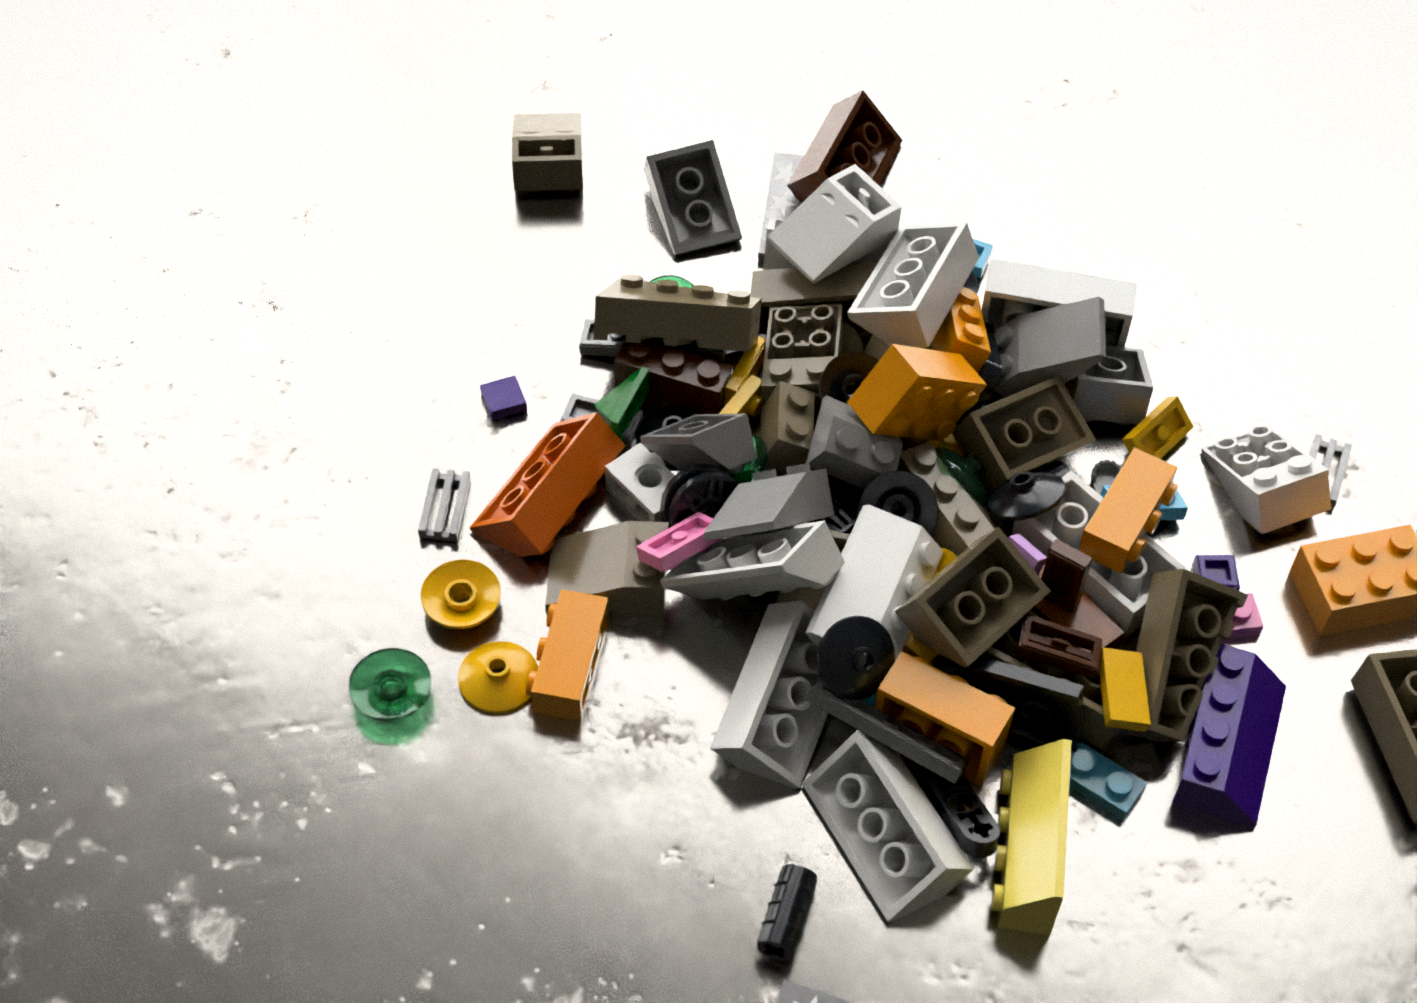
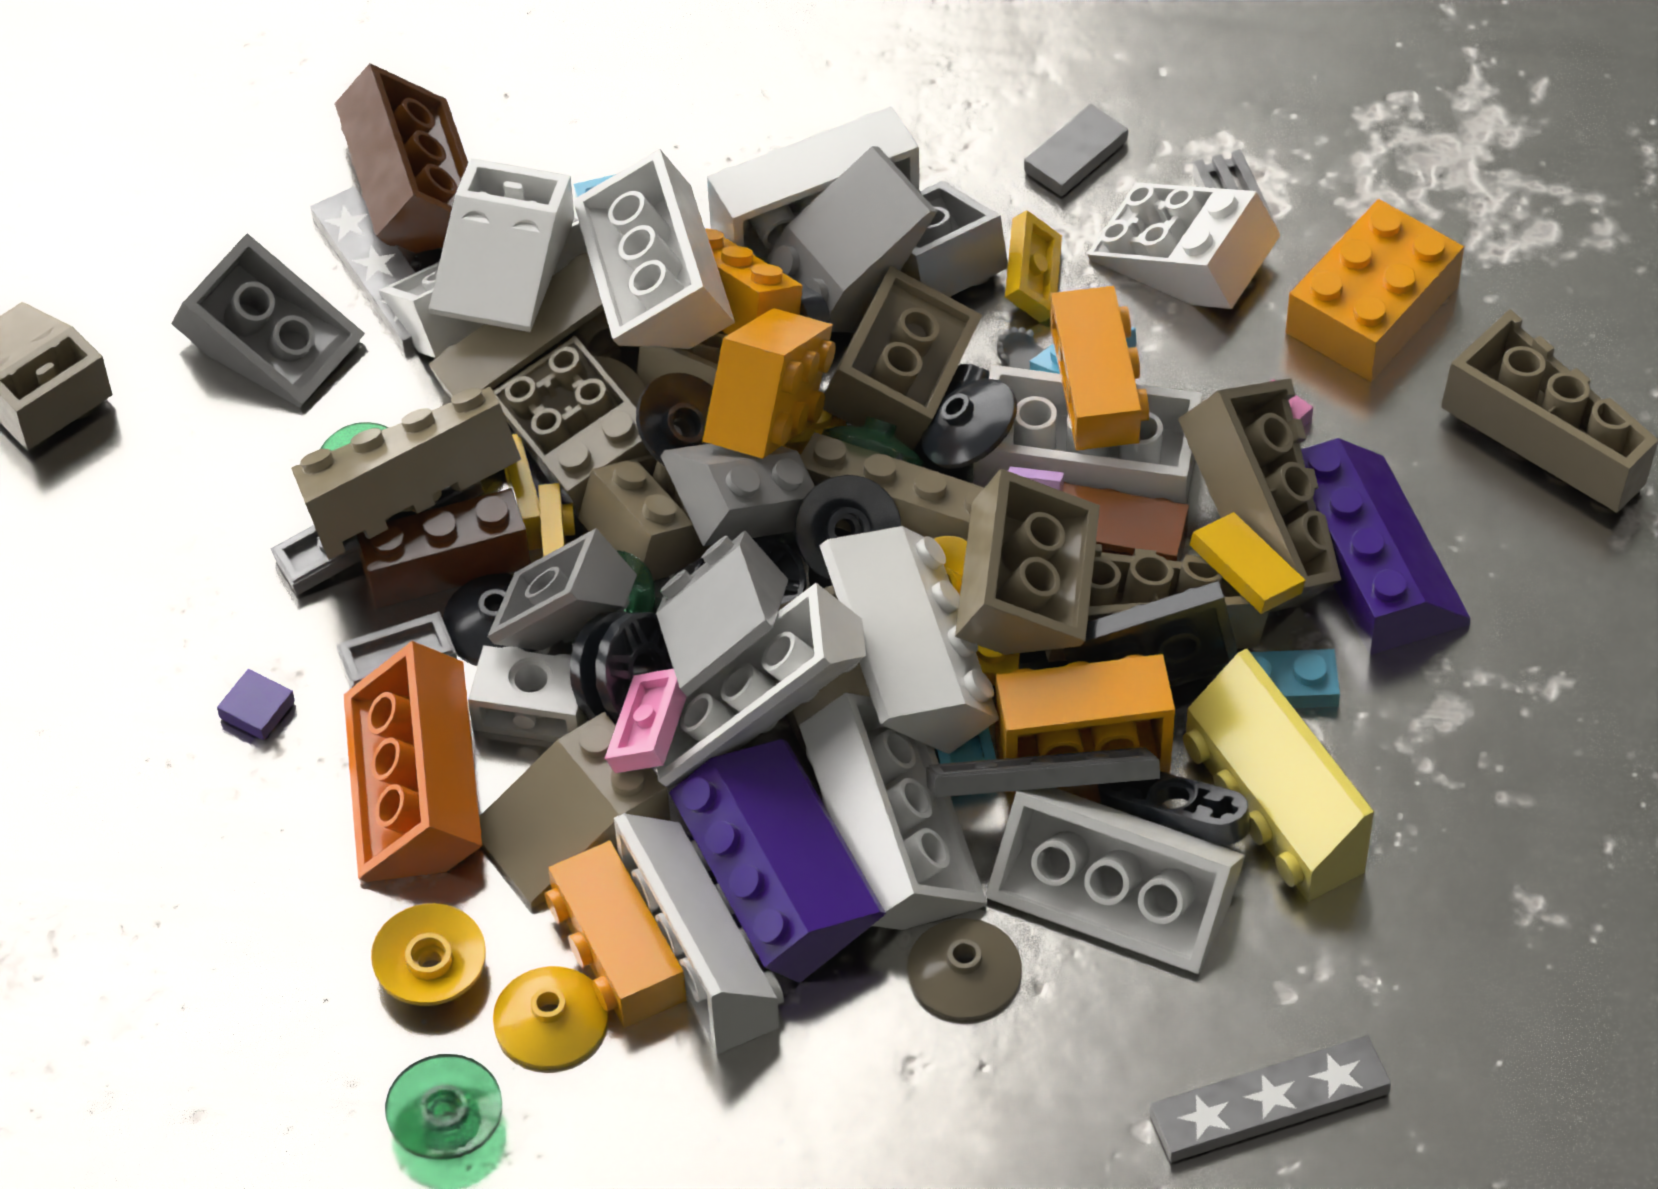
camera: 35 degrees left, 0 degrees up
(448, 479) = (285, 839): tile -> none
(611, 683) = (717, 958): none -> white slope
(624, 402) = (414, 612): green slope -> none
(691, 673) = (777, 857): none -> dark purple slope
(752, 833) = (964, 989): none -> dark tan dish
(787, 912) = (1094, 1035): black axle -> none
(840, 655) = (958, 713): black dish -> none
(1057, 651) = (1152, 566): reddish brown tile -> none
(1065, 574) = (1095, 474): reddish brown tile -> none
(1218, 568) = (1215, 374): tile -> none
(1247, 383) = (1076, 149): none -> flat silver tile

